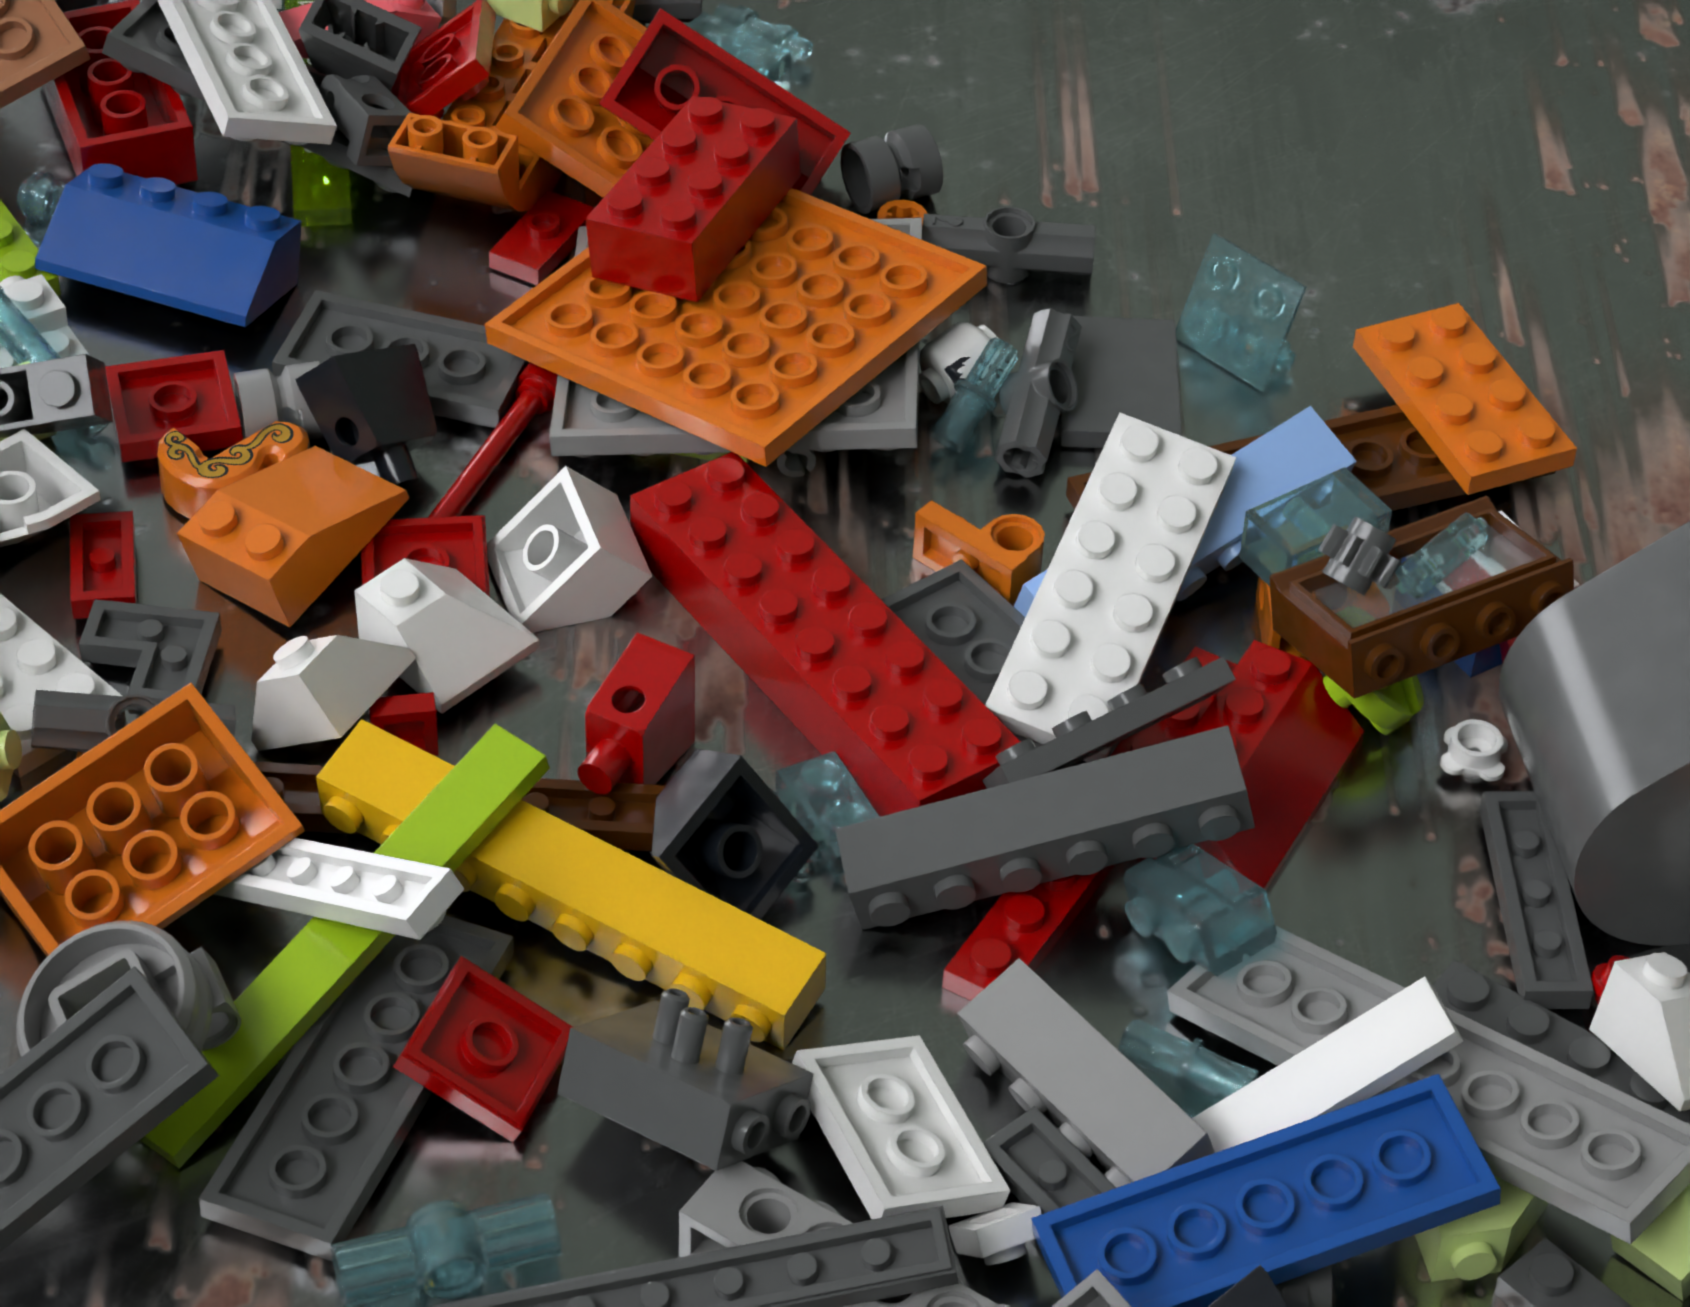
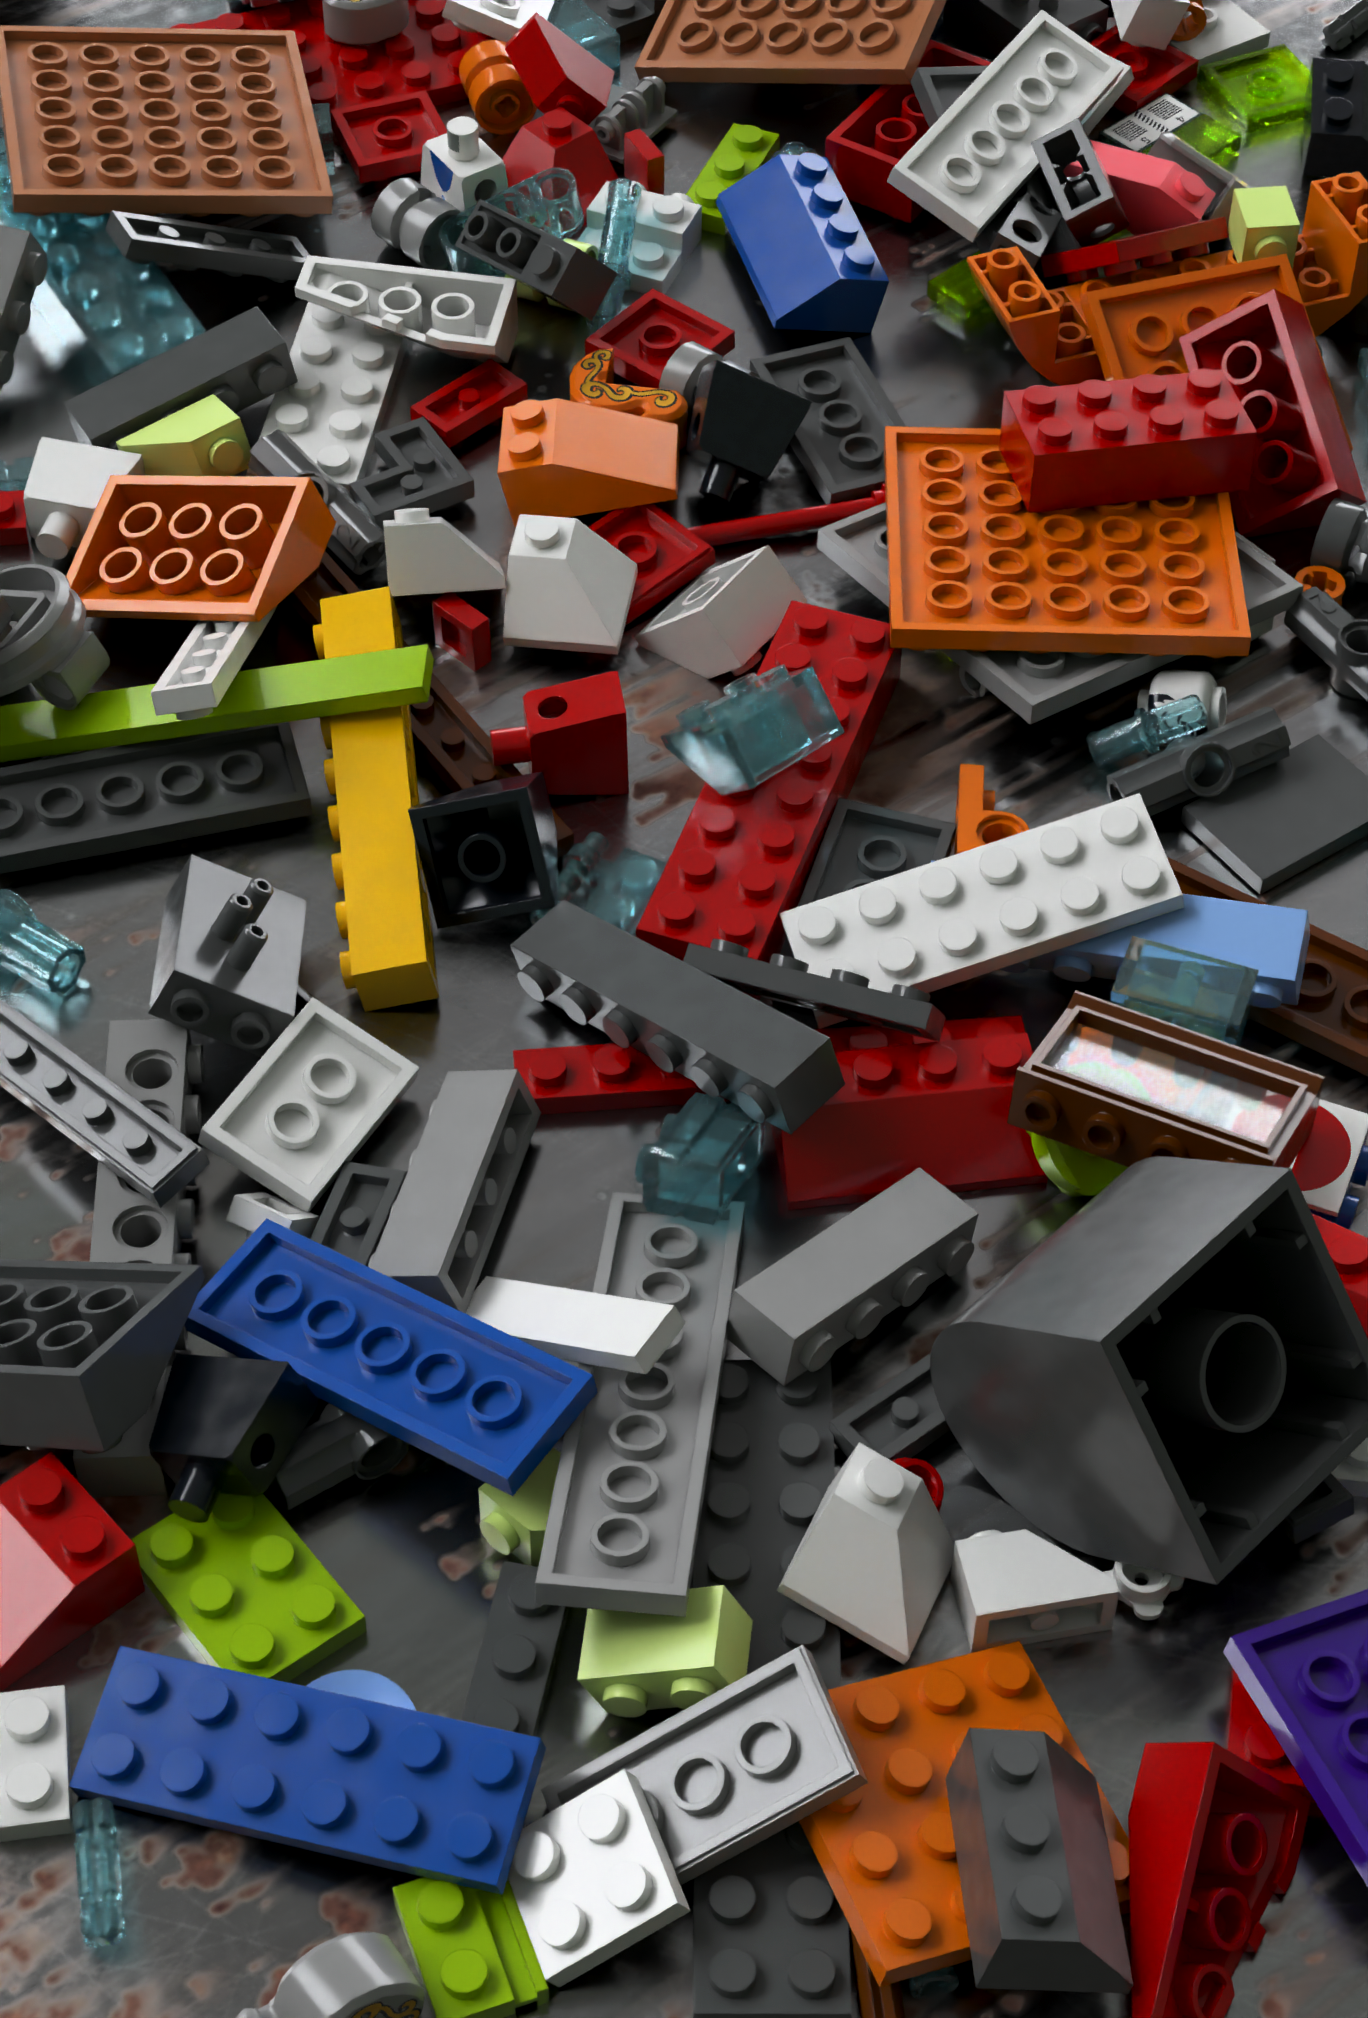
camera: 55 degrees right, 5 degrees up
(485, 1049) = (188, 819): red tile -> none
(798, 590) = (754, 728): none -> clear light blue slope
(1184, 1061) = (551, 1242): clear light blue axle -> none
(1359, 555) = (1128, 1022): dark grey gear -> none
(1401, 886) = (851, 1276): none -> light grey brick
(1441, 555) = (1202, 1079): clear light blue axle -> none

